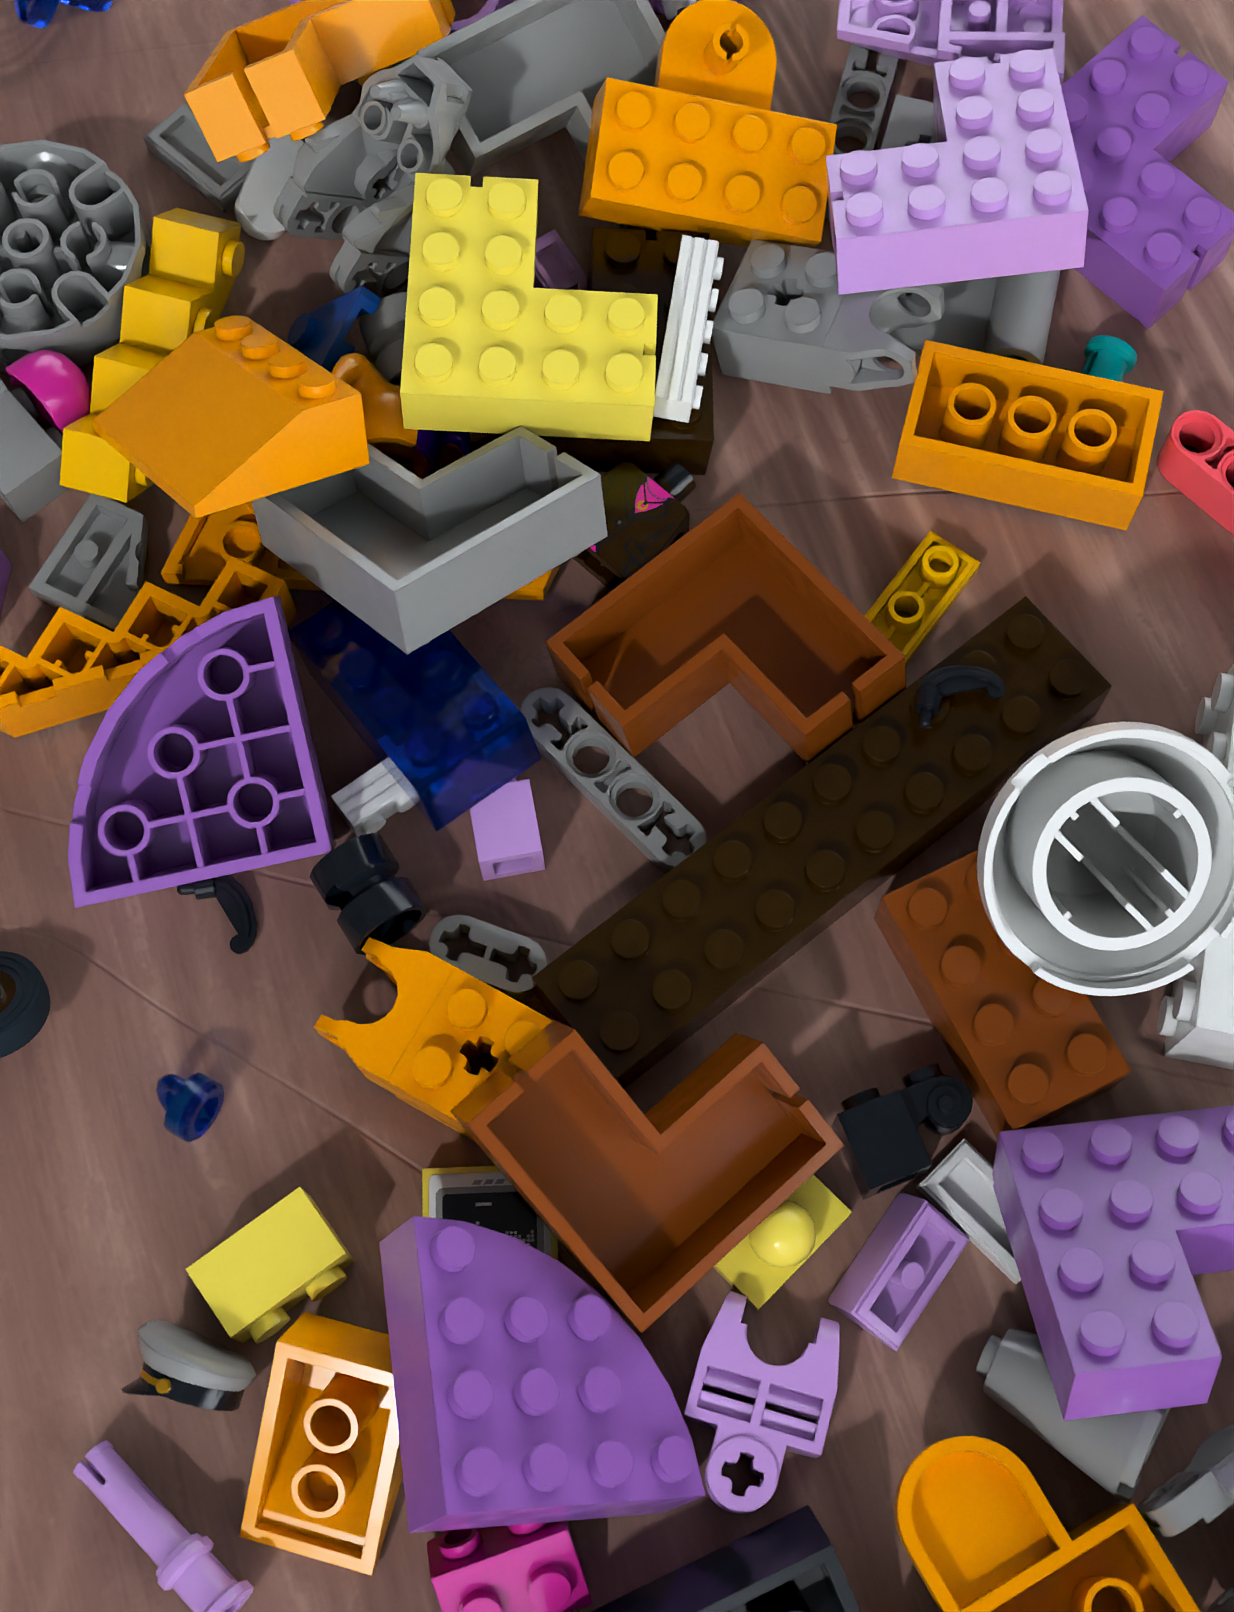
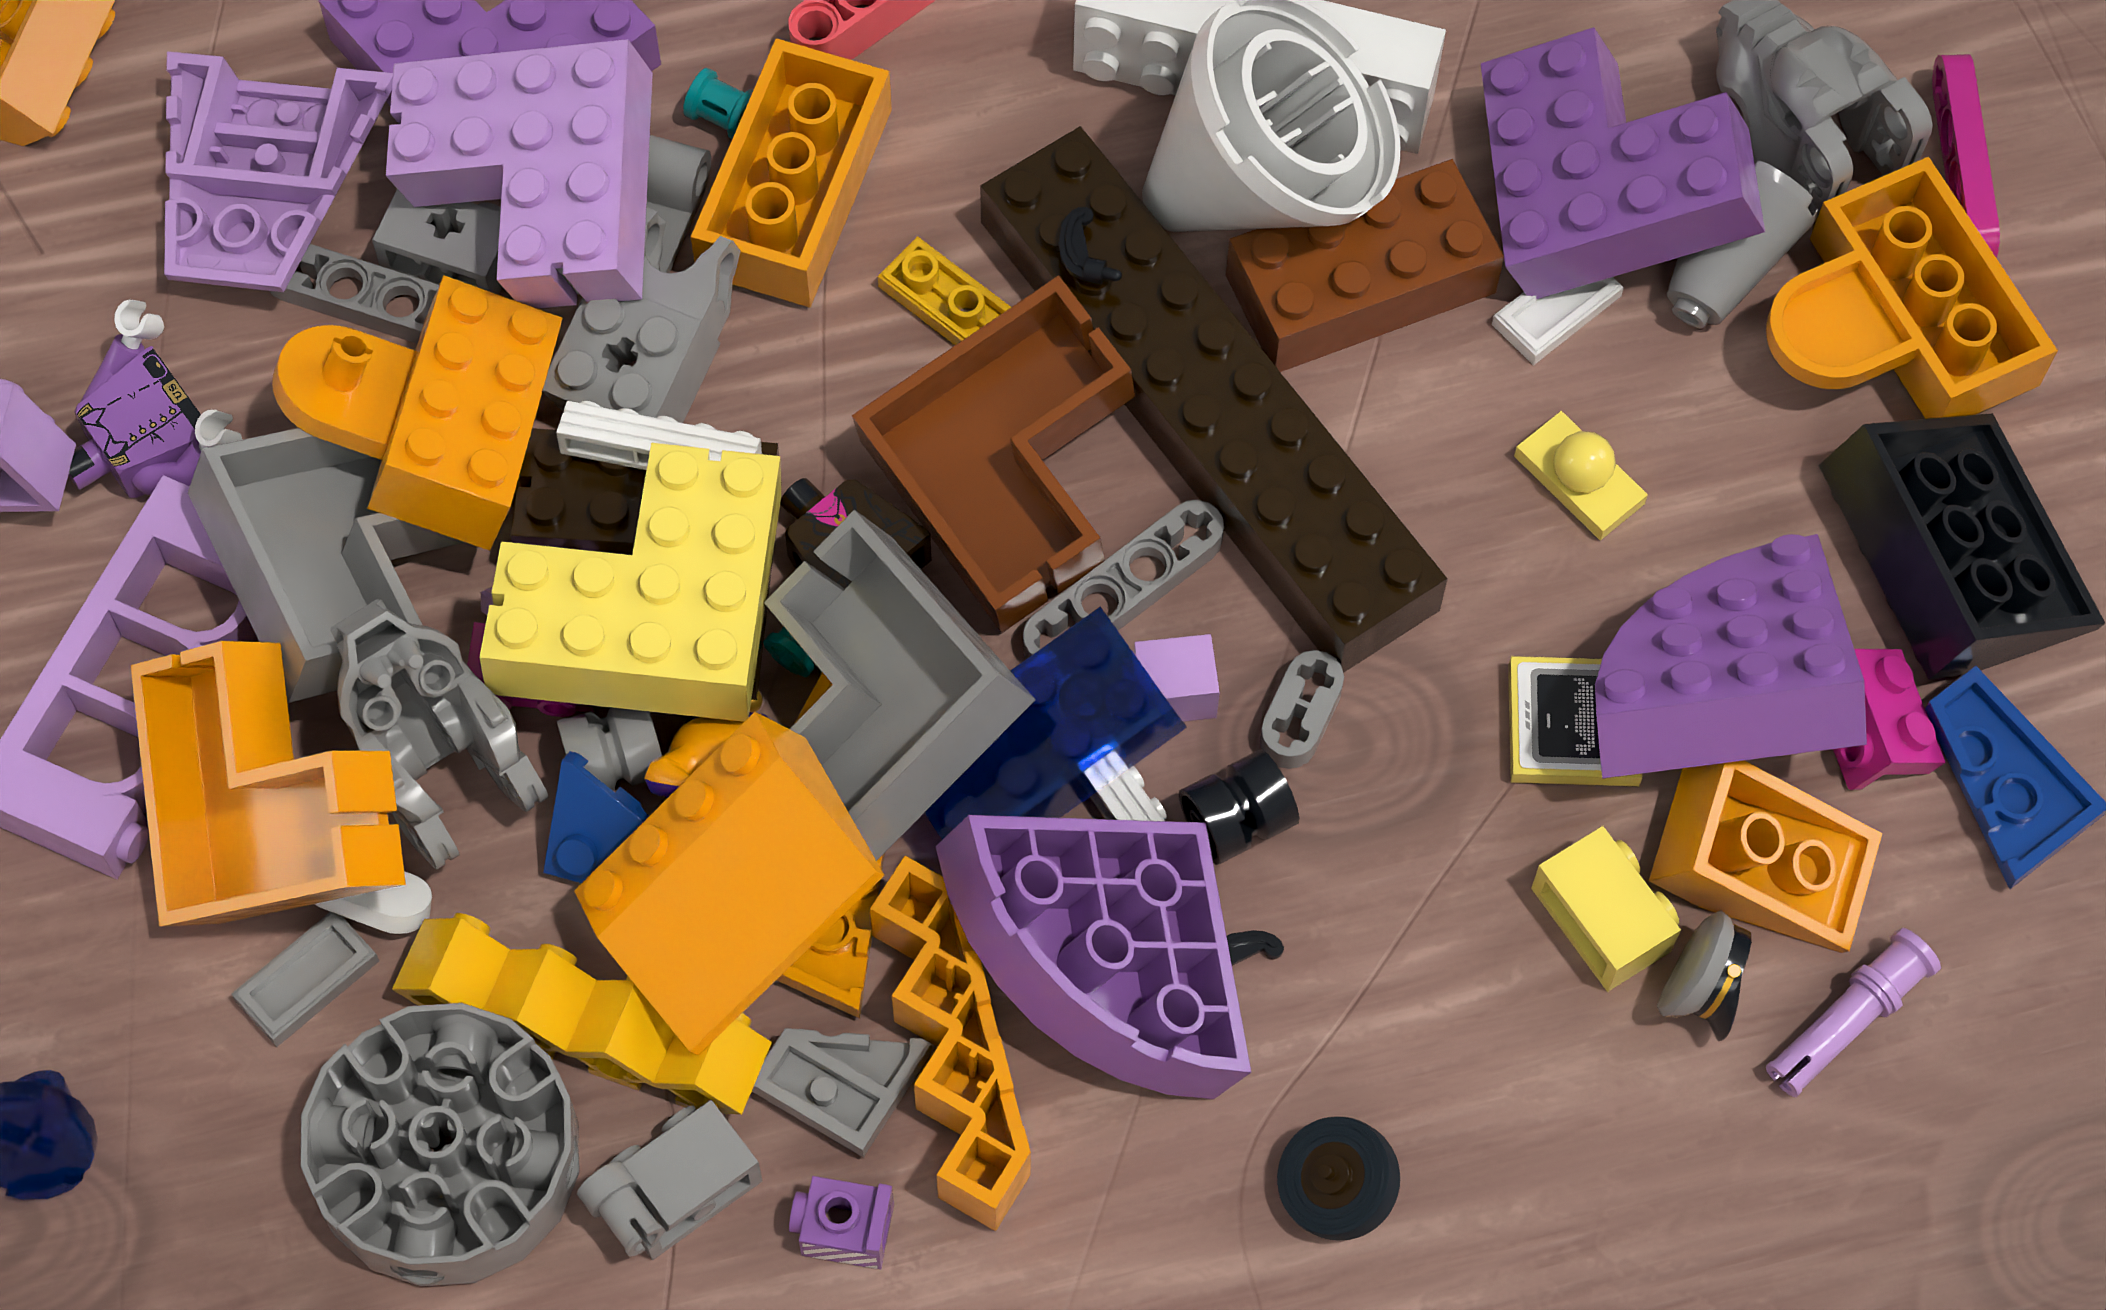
camera: 90 degrees left, 5 degrees down
(54, 386) = (619, 1117): dark pink hair -> none
(192, 1106) = (1449, 980): clear blue tile -> none
(433, 1032) = (1398, 754): light orange brick -> none
(656, 1193) = (1541, 556): dark orange piece -> none
(751, 1431) = (1712, 460): lavender piece -> none
(883, 1130) = (1490, 376): black brick -> none
(898, 1269) = (1608, 384): lavender slope -> none

